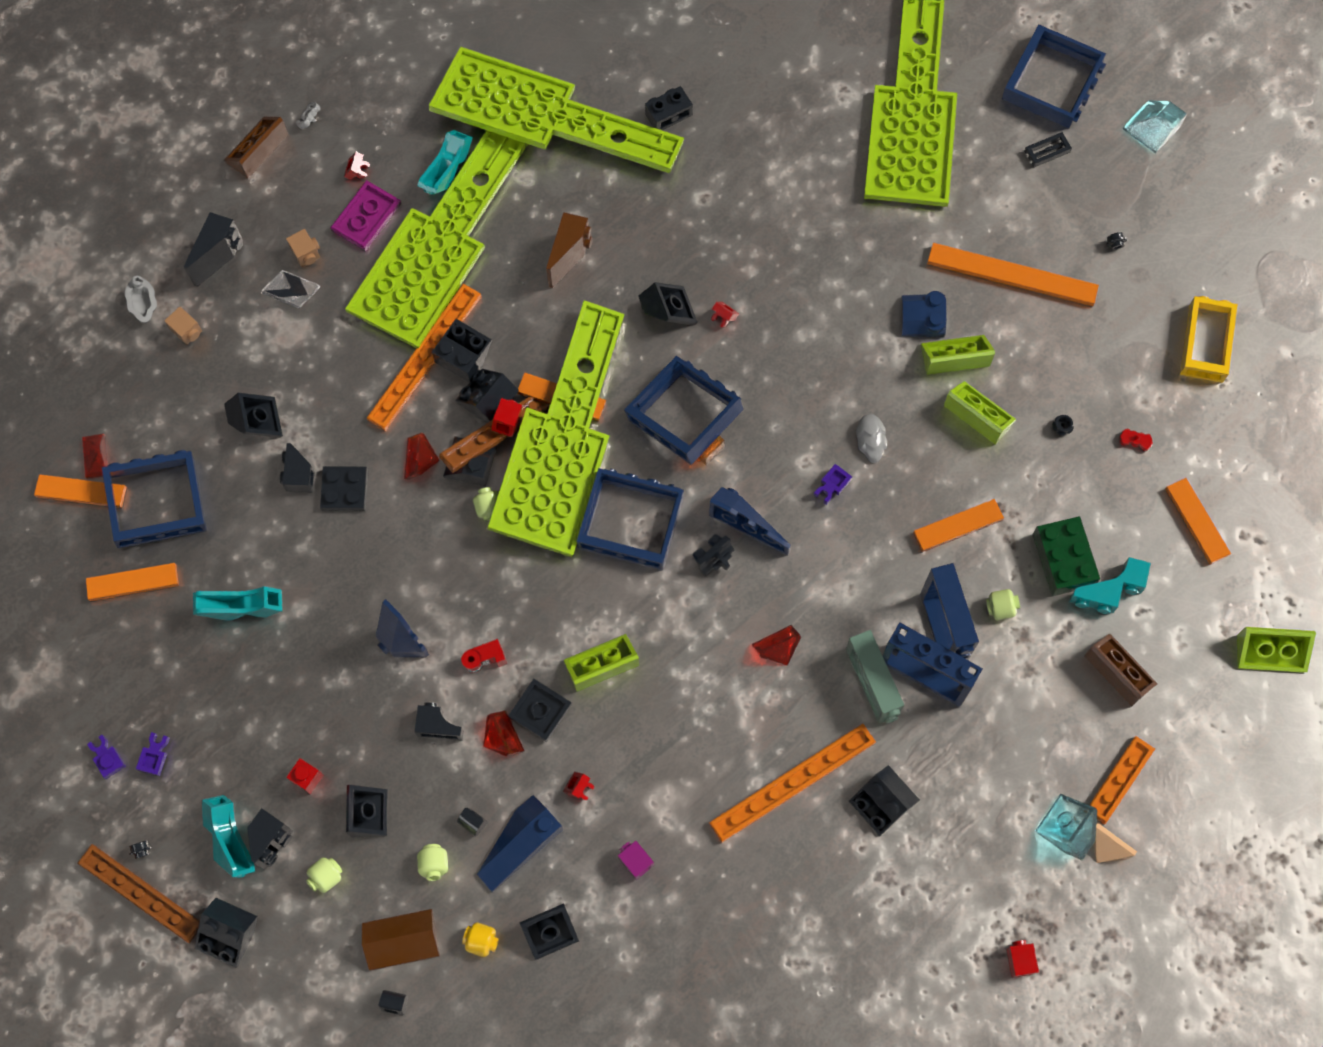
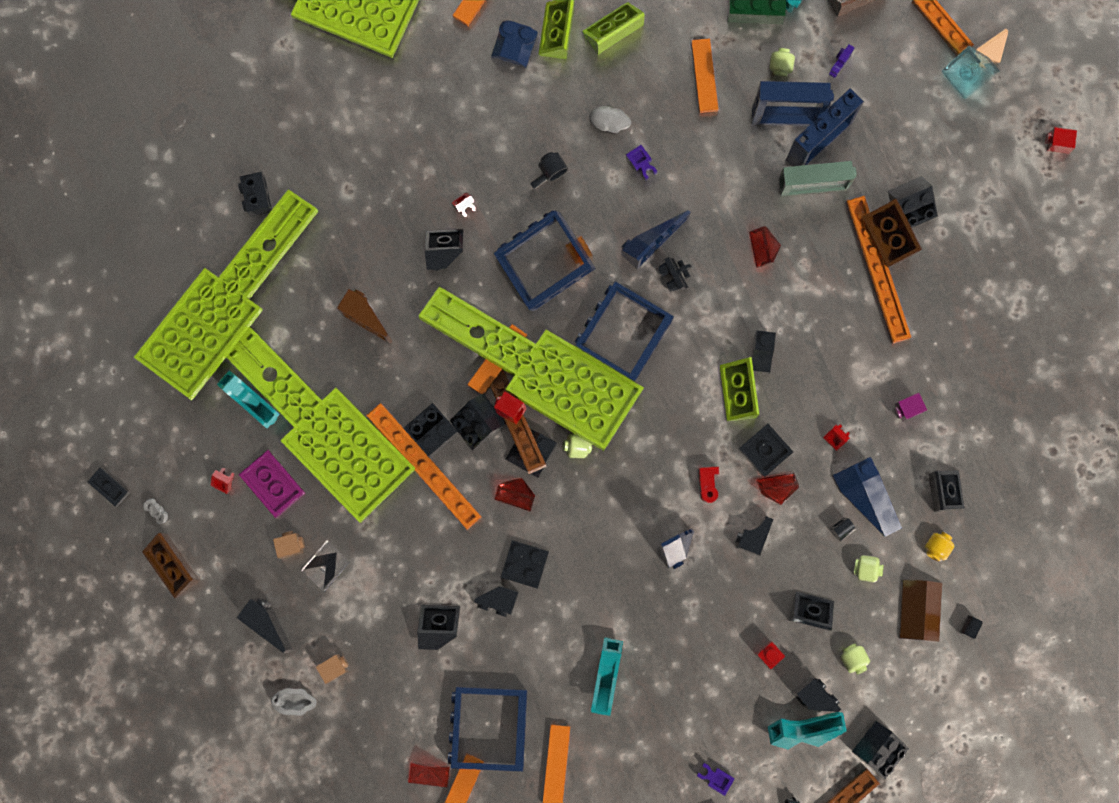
camera: 70 degrees left, 10 degrees up
(321, 65) = (108, 487): none -> black plate
(653, 675) = (763, 351): none -> black arch
(793, 390) = (552, 168): none -> black piece
(837, 782) = (892, 233): none -> reddish brown slope
(1030, 672) = (843, 56): none -> dark purple plate

